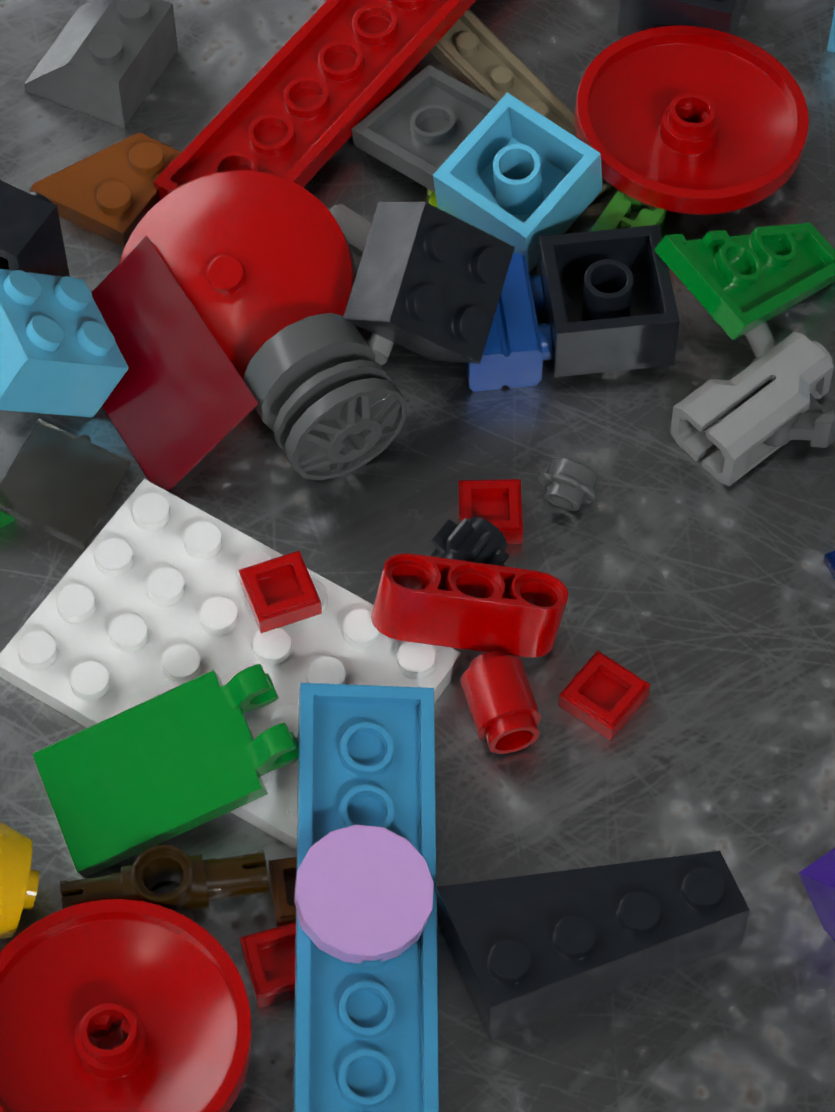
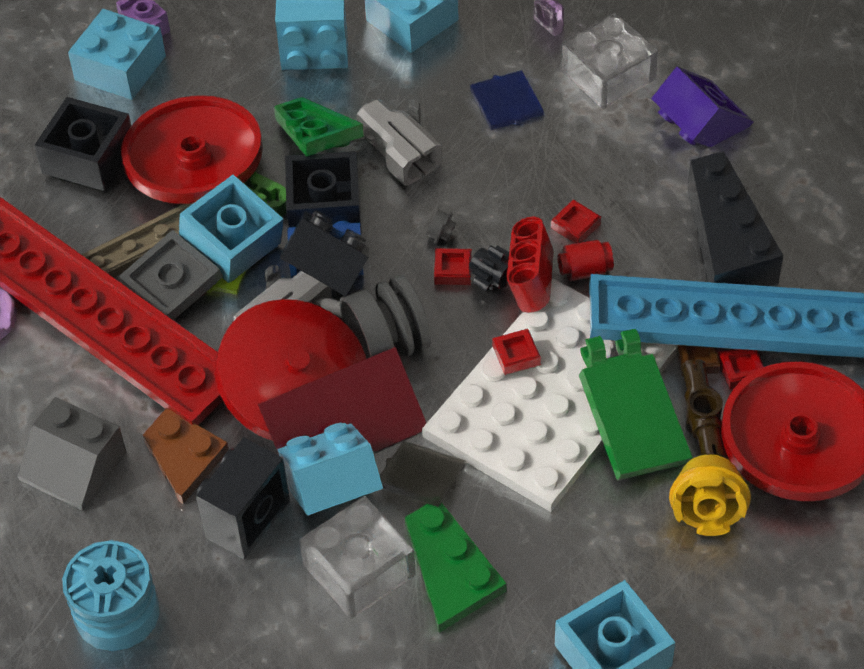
camera: 85 degrees left, 5 degrees down
(363, 894) = (721, 305): lavender tile -> none

